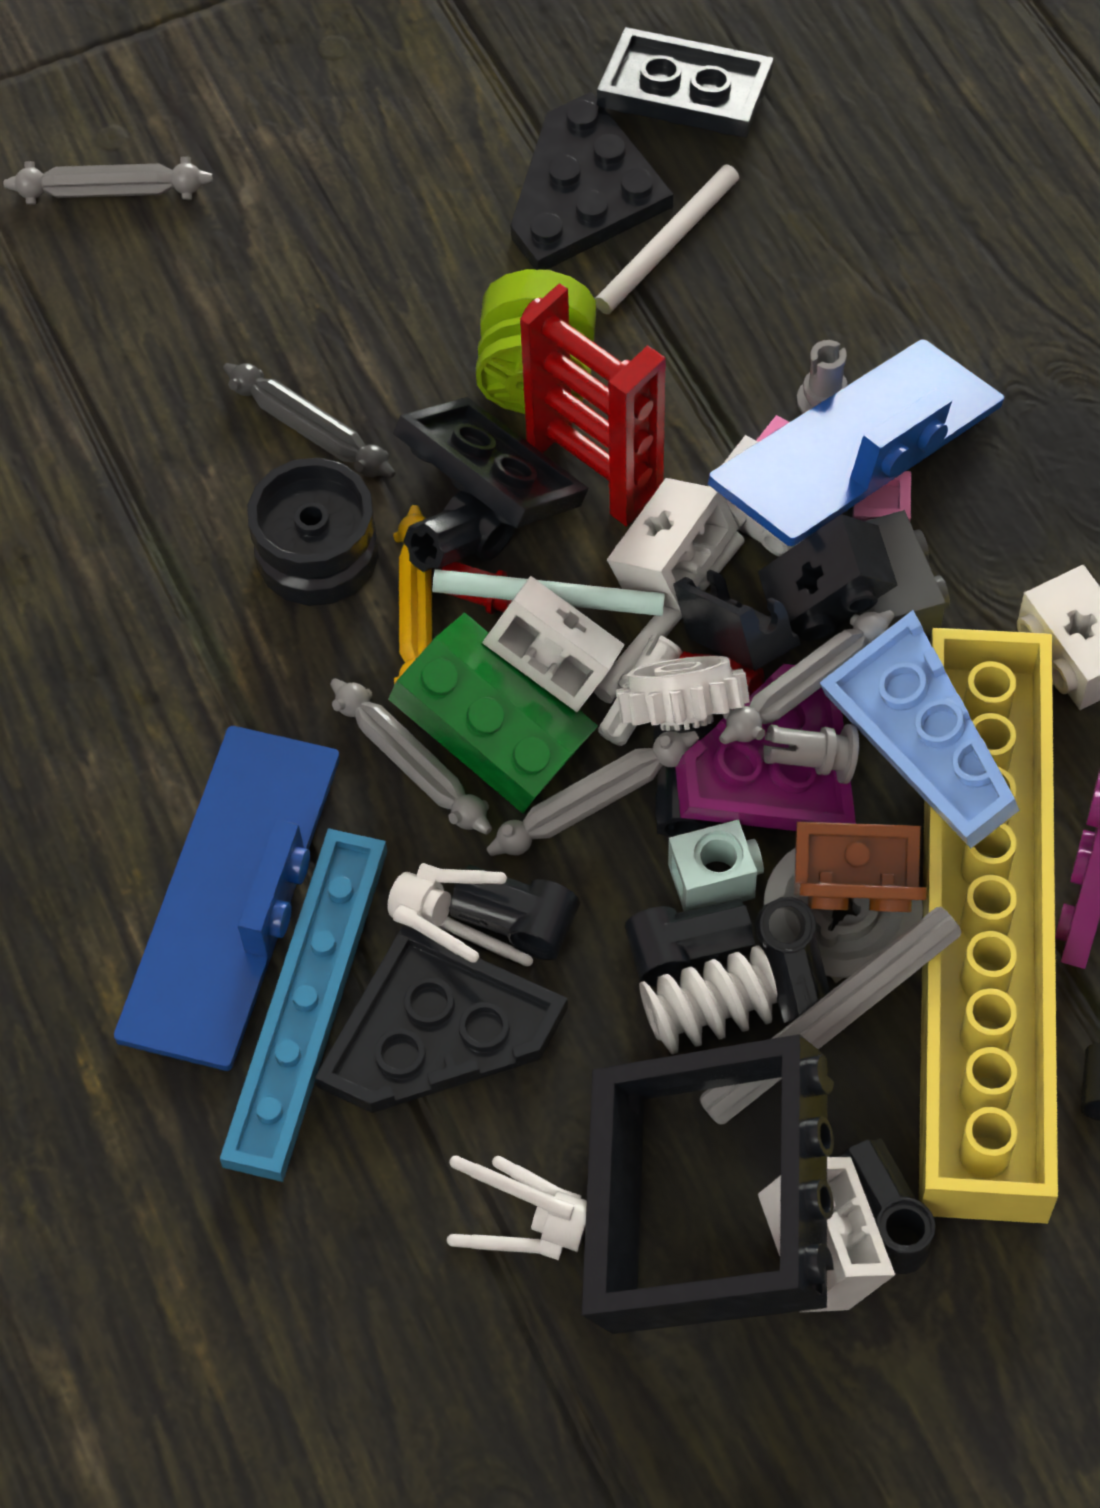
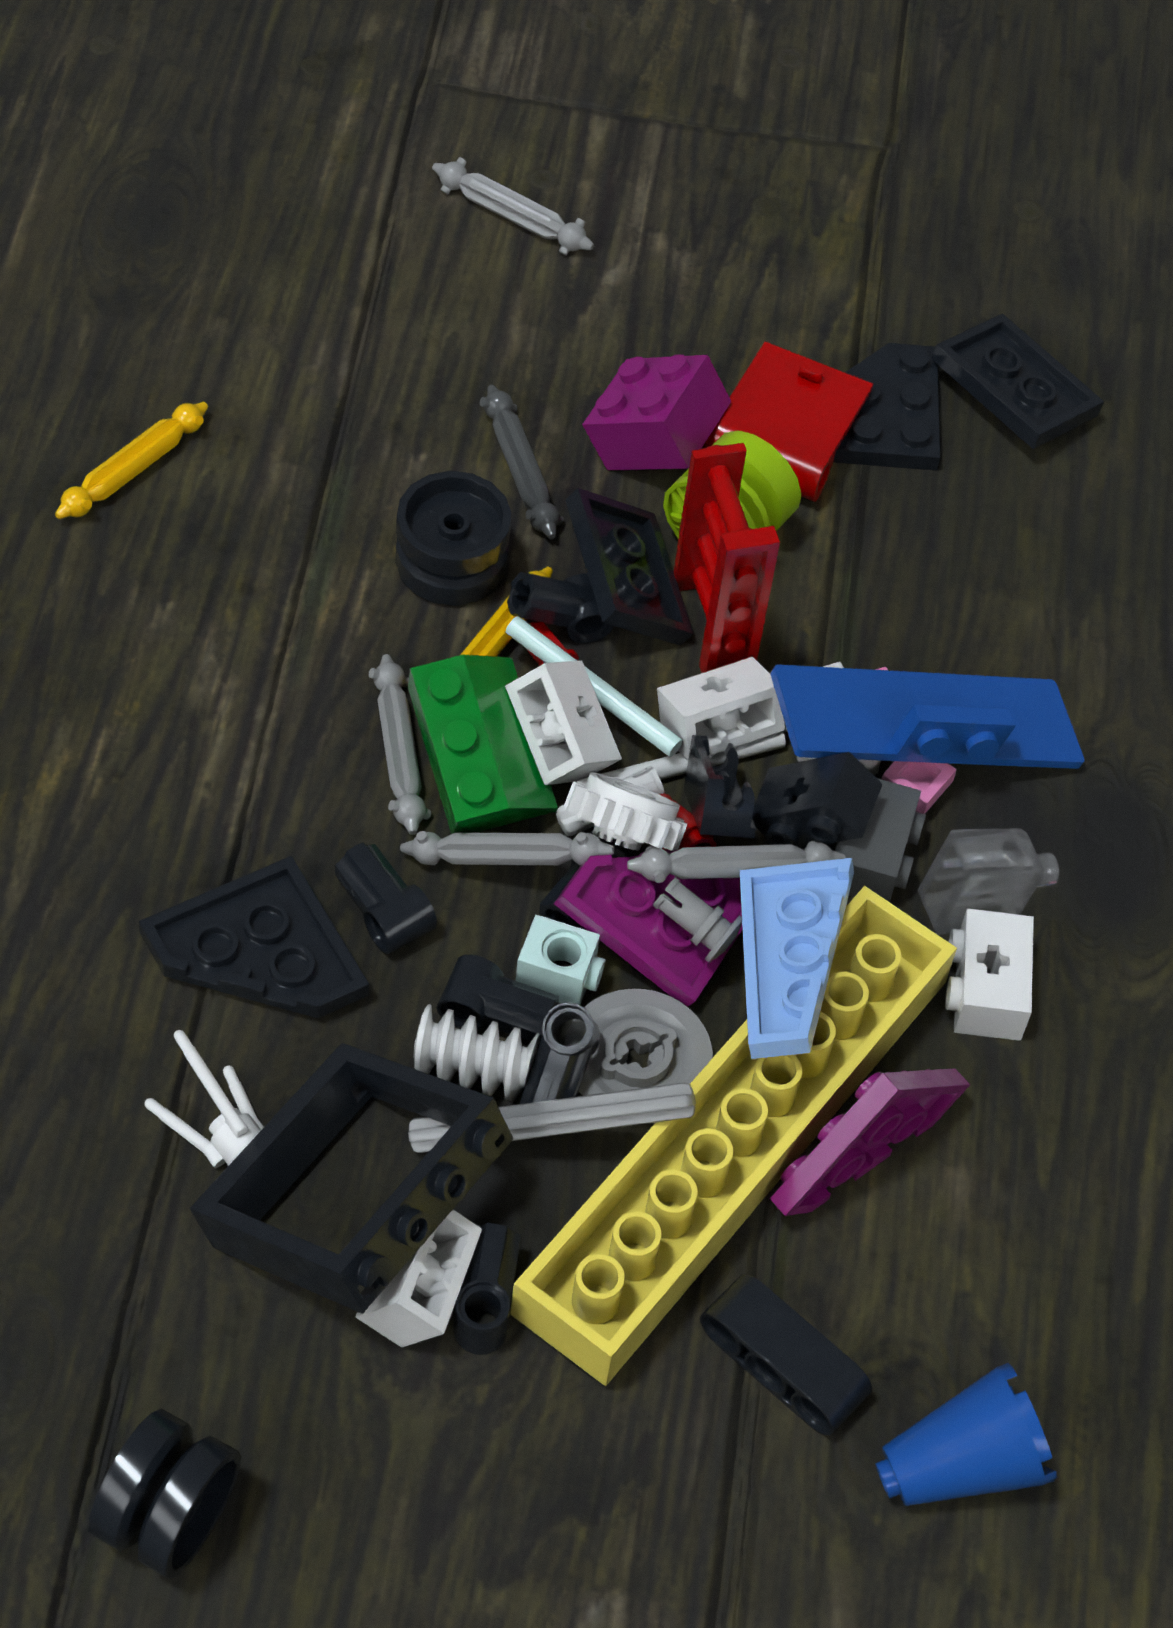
camera: 25 degrees right, 5 degrees down
(228, 899) = (184, 760): blue bracket -> none
(304, 1006) = (176, 867): dark azure plate -> none
(406, 301) = (657, 412): none -> magenta brick
(424, 905) = (317, 849): white plant -> none
(515, 223) = (797, 410): none -> red door
(666, 239) = (909, 489): white bar -> none
(824, 376) = (944, 651): light grey pin -> none
(858, 862) = (669, 1023): dark orange bracket -> none
(1020, 533) = (983, 872): none -> clear torso

